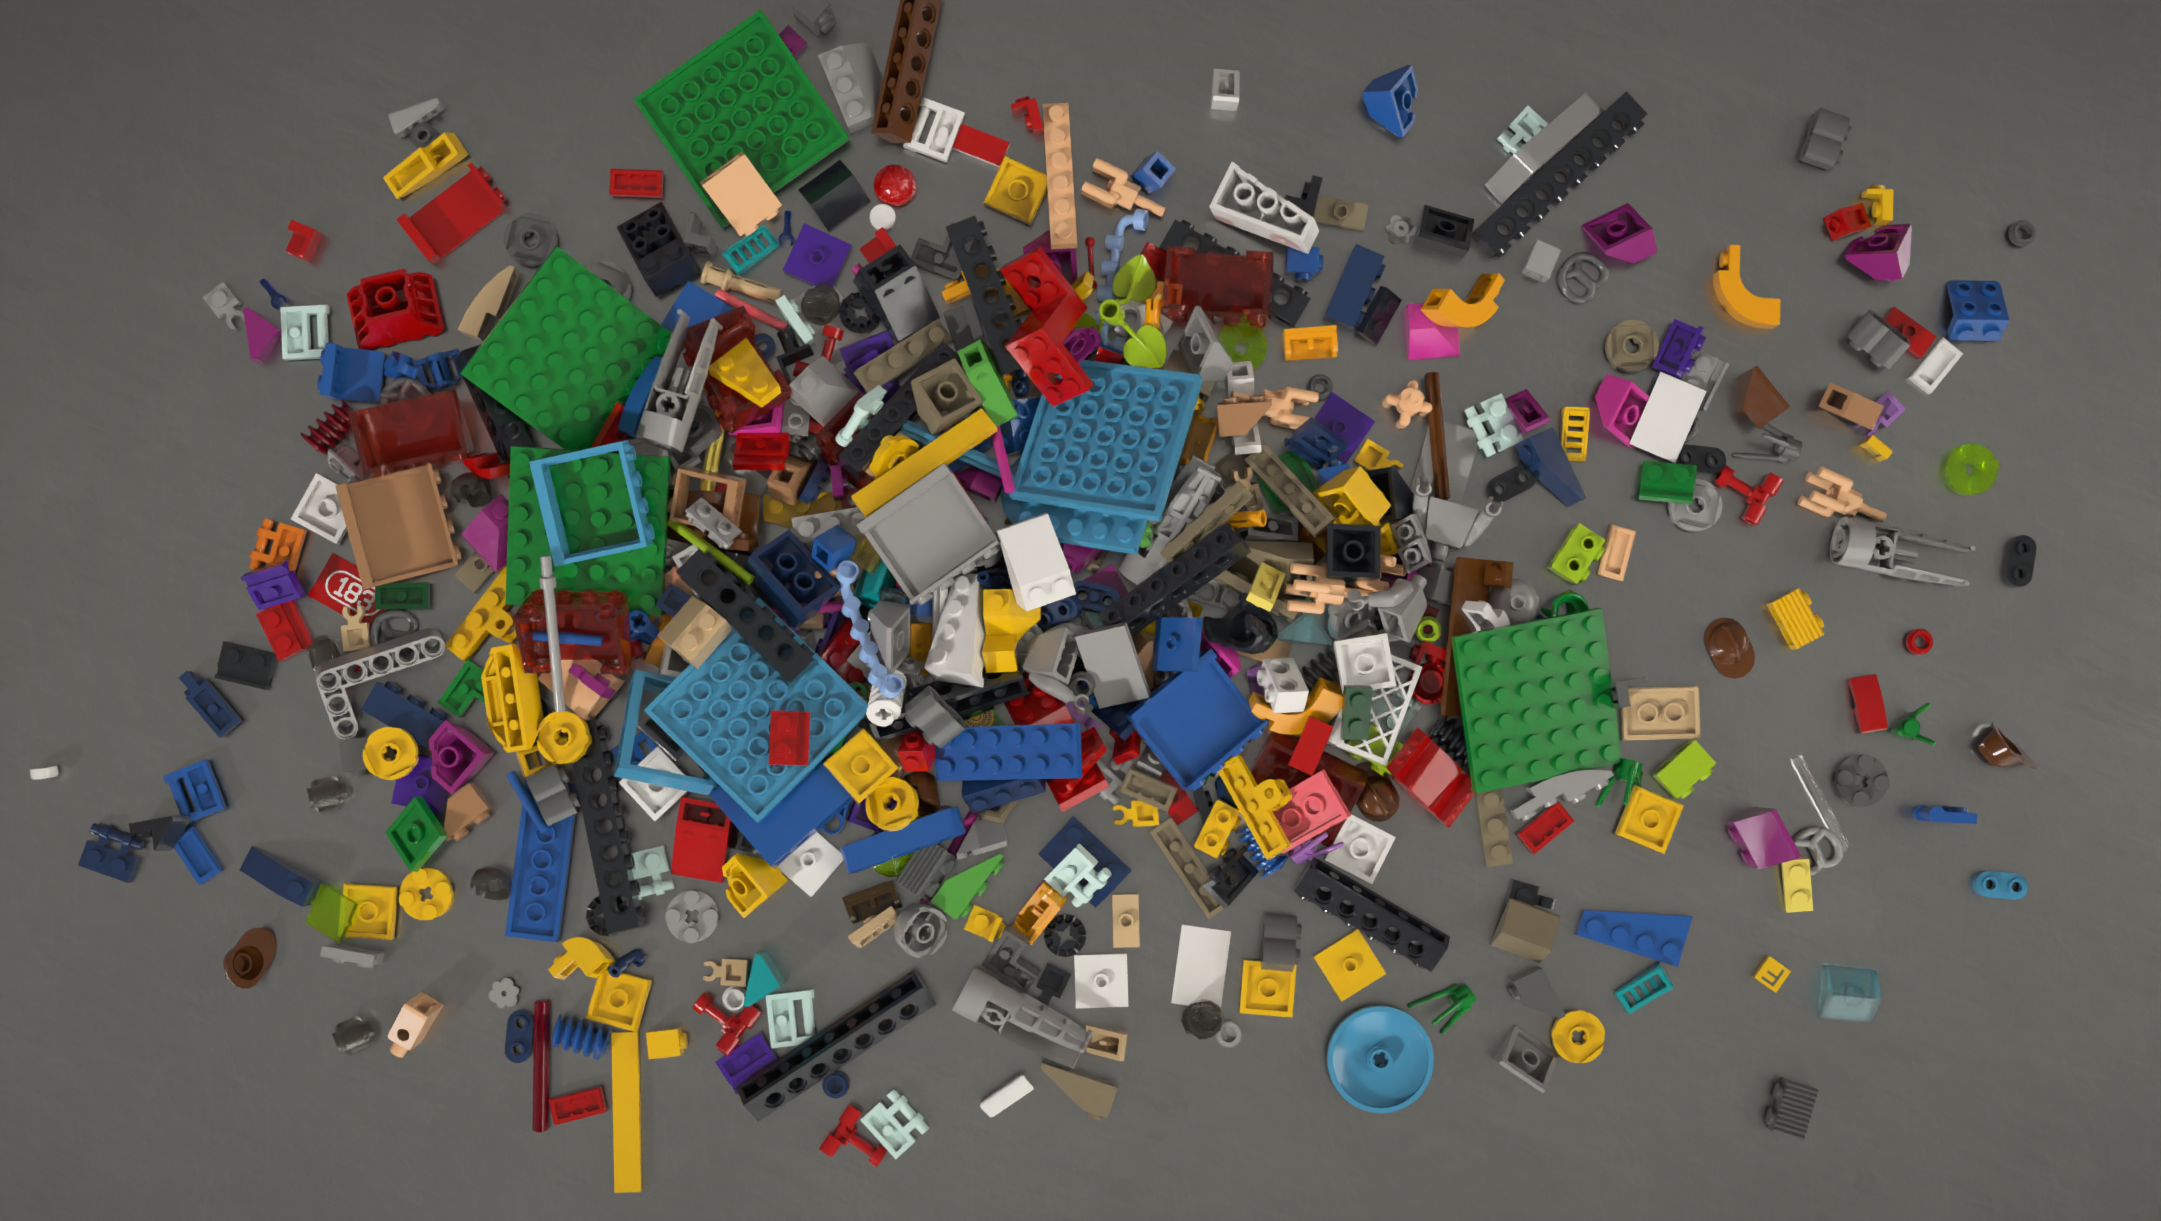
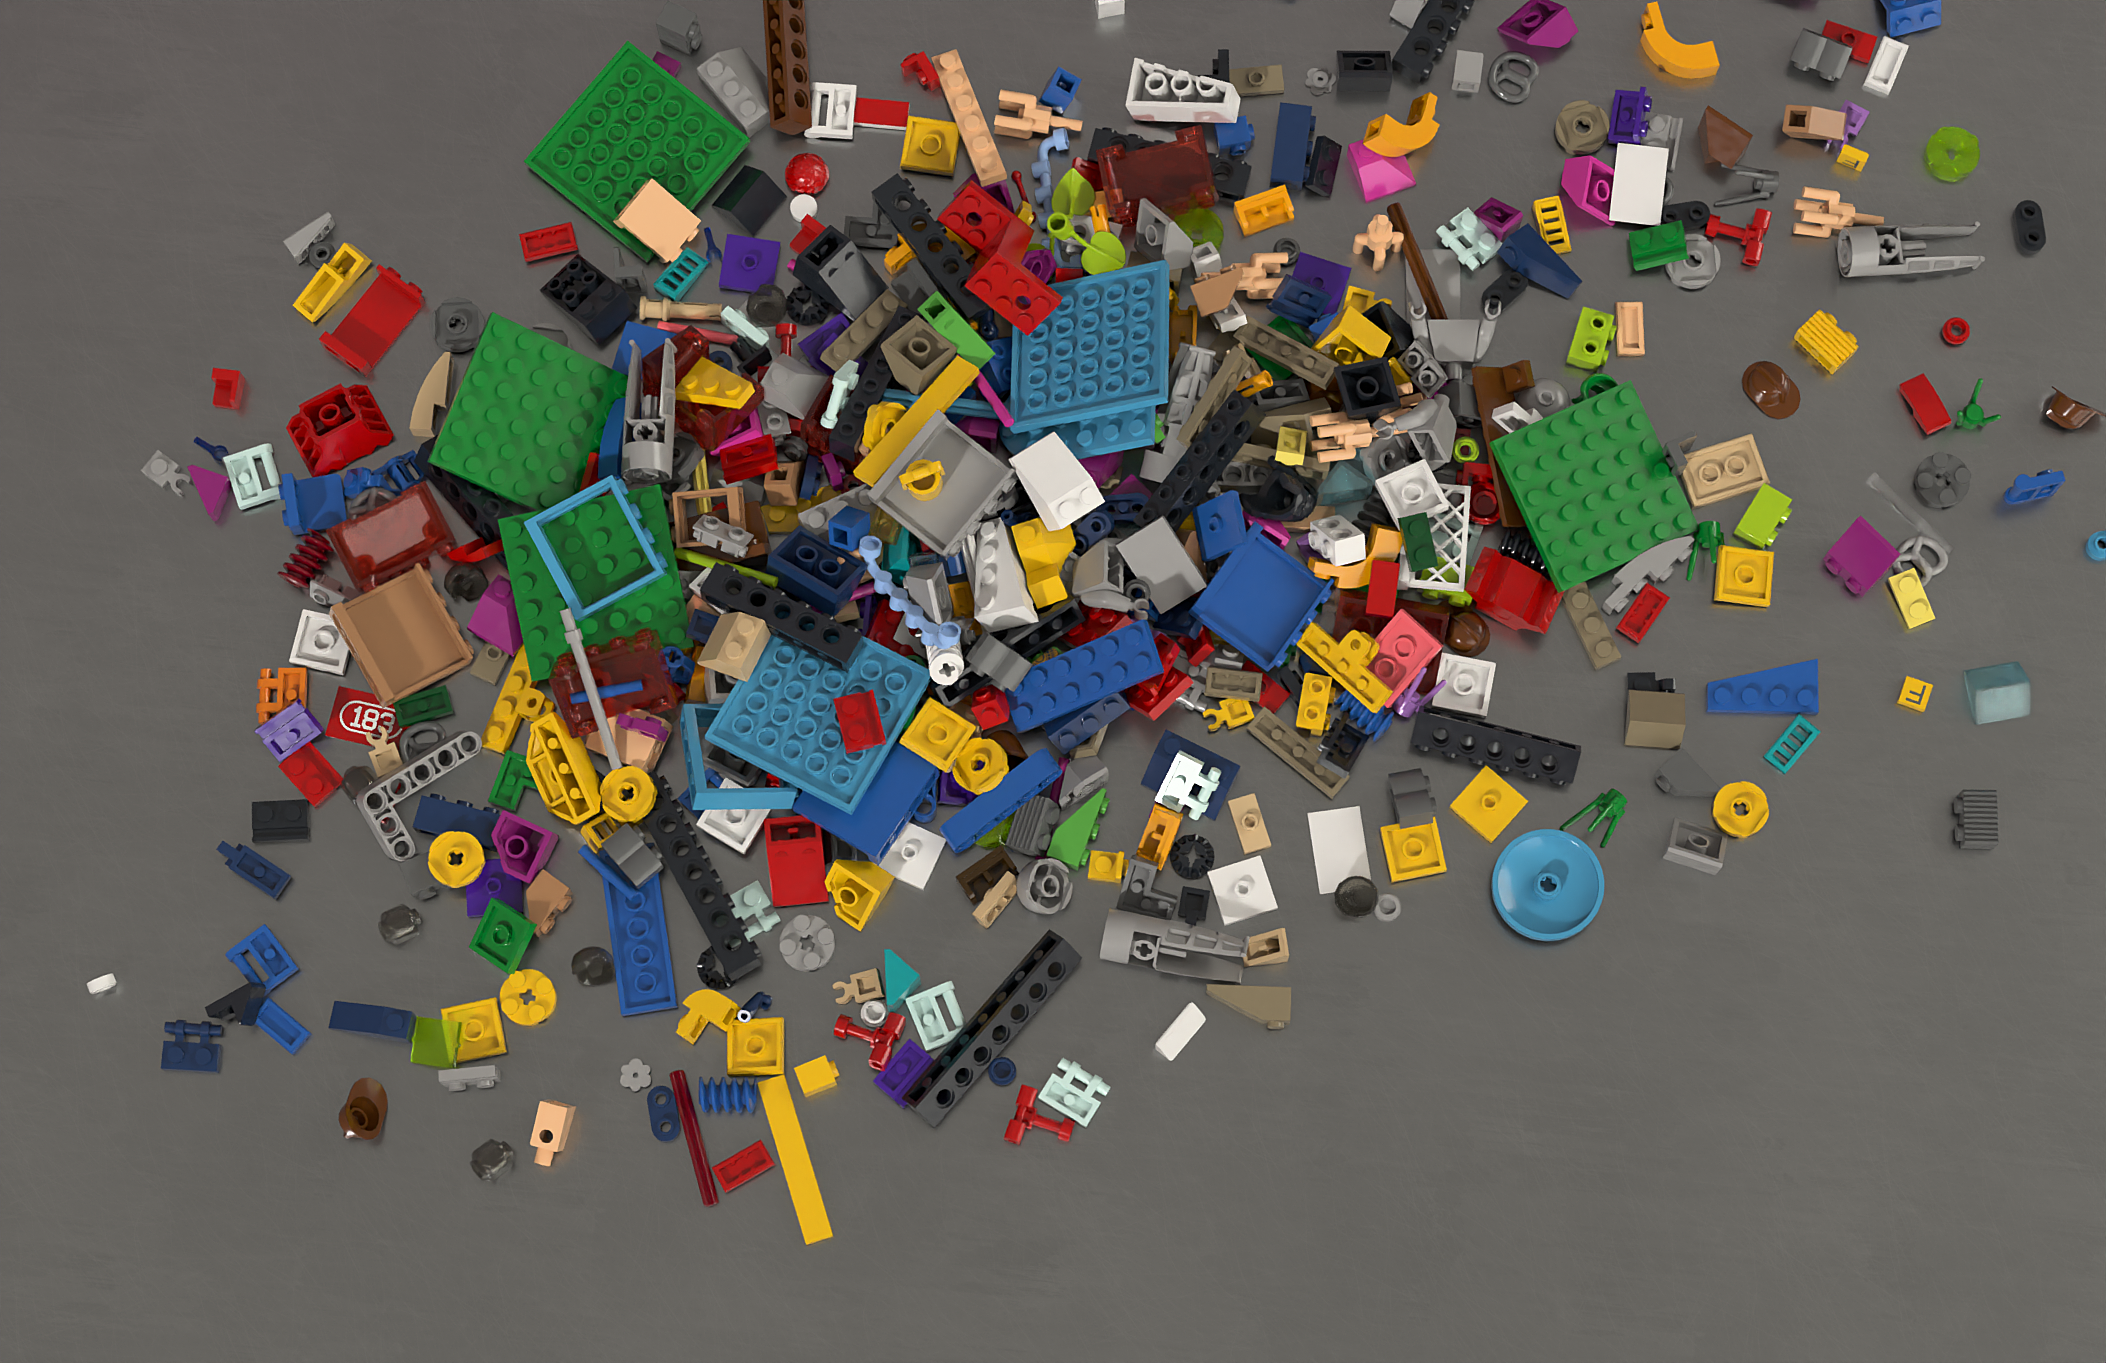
camera: 10 degrees left, 10 degrees down
(911, 526) = (923, 479): none -> yellow piece

